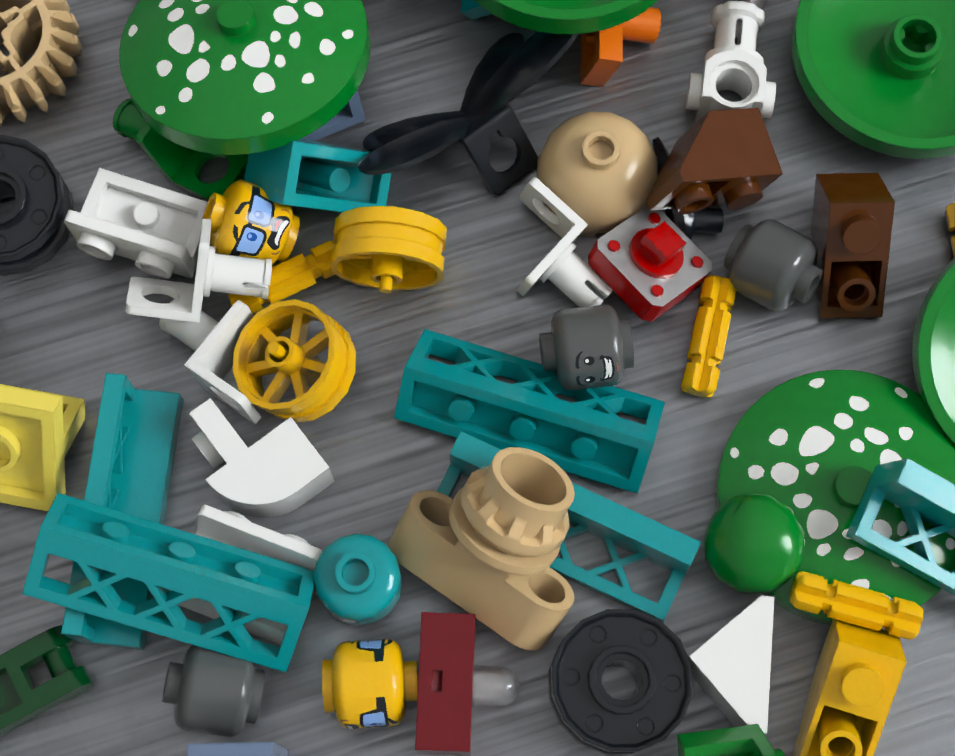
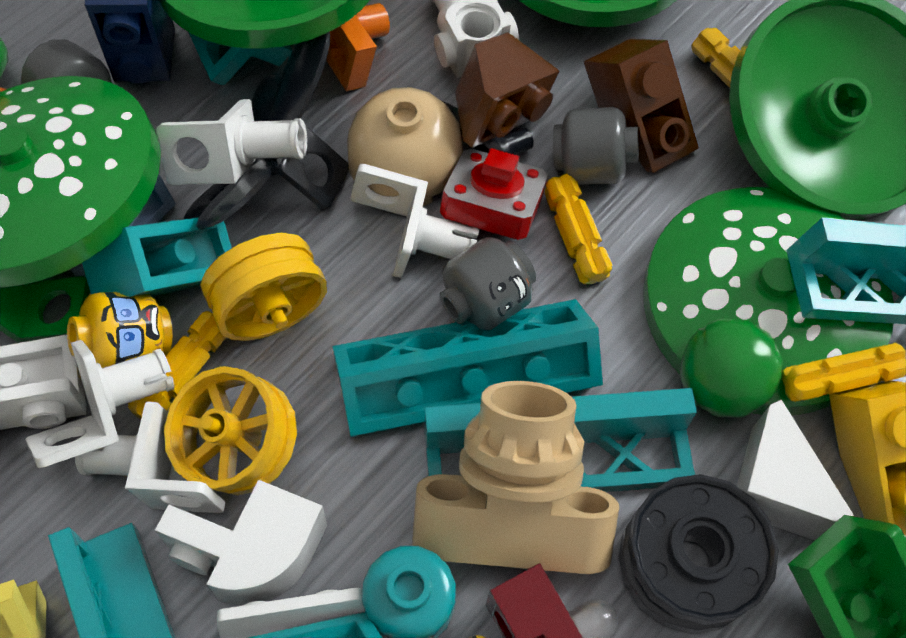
camera: 35 degrees left, 10 degrees down
(432, 99) = (231, 145): none -> white bracket

